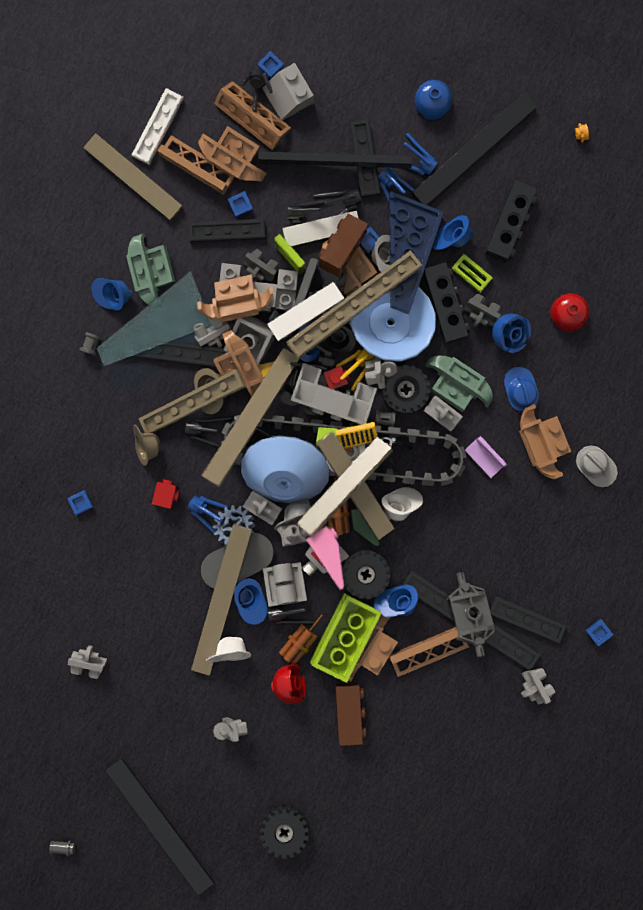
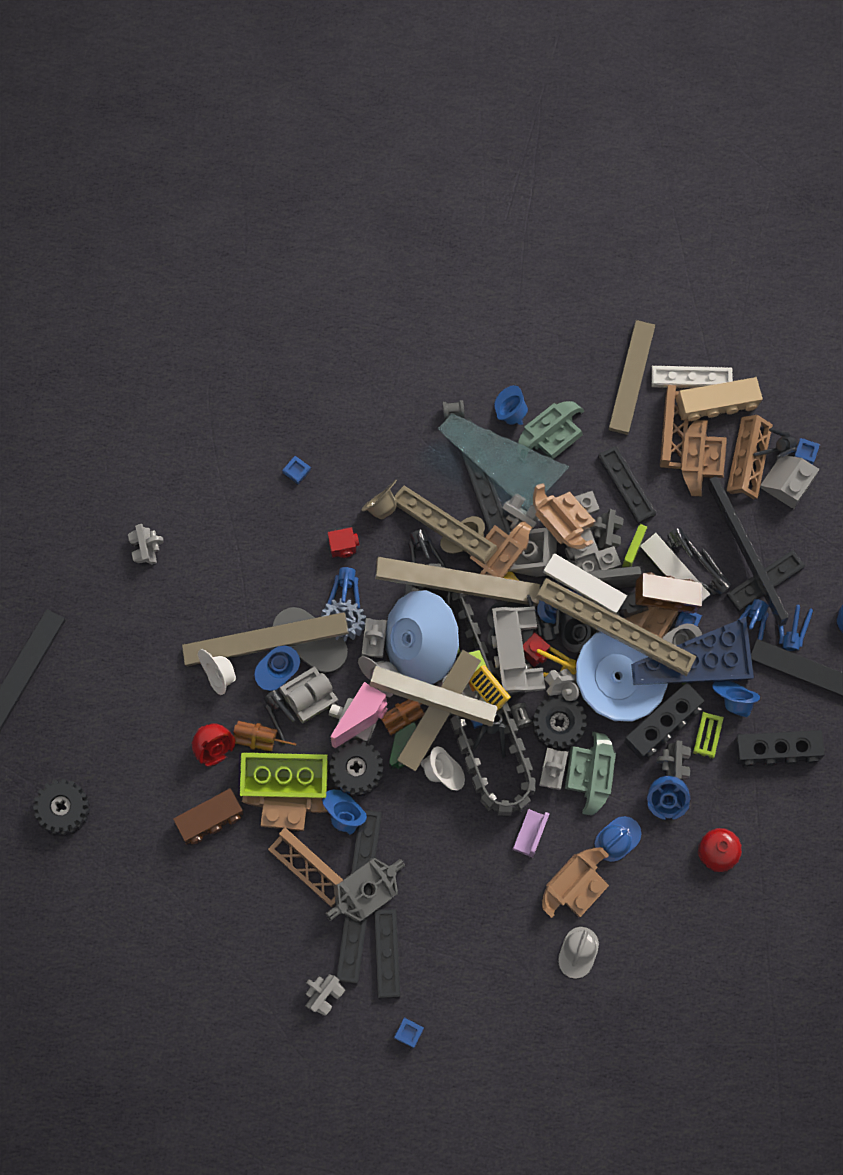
camera: 60 degrees right, 15 degrees down
(189, 114) = (718, 399): none -> tan brick
(230, 729) = (140, 704): light grey hips -> none
(240, 204) = (658, 484): blue plate -> none
(292, 535) = (359, 674): light grey hips -> none

